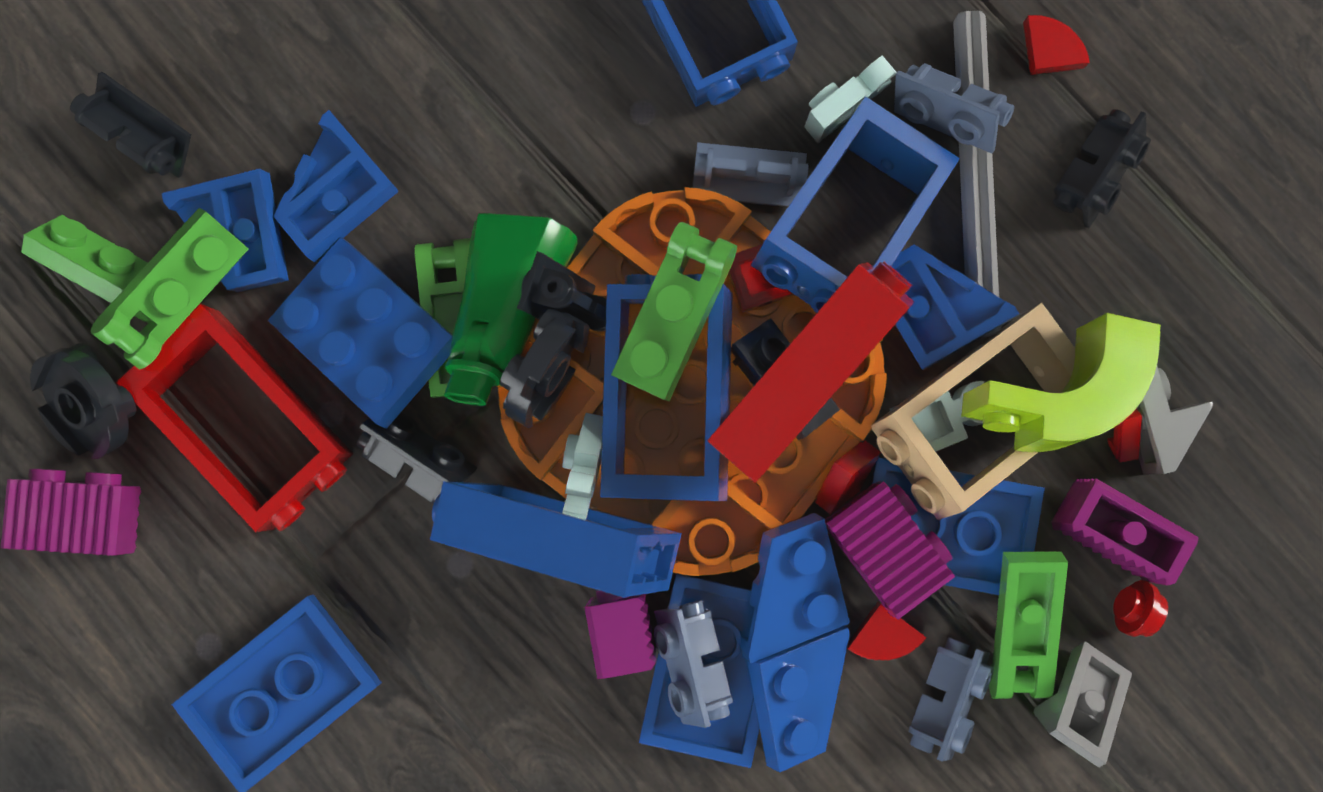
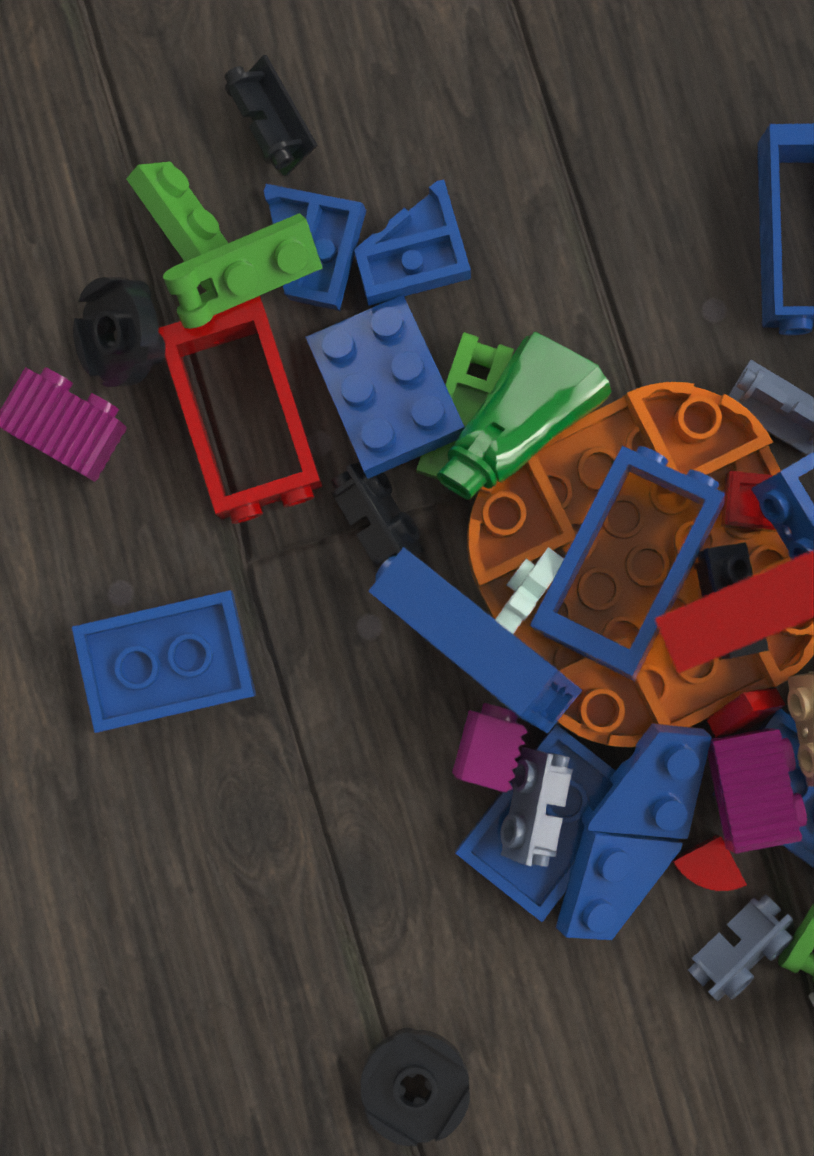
camera: 25 degrees right, 0 degrees up
(544, 372) = (531, 496): black plate -> none
(557, 287) = (577, 440): black hinge -> none
(674, 312) = (670, 497): bright green plate -> none

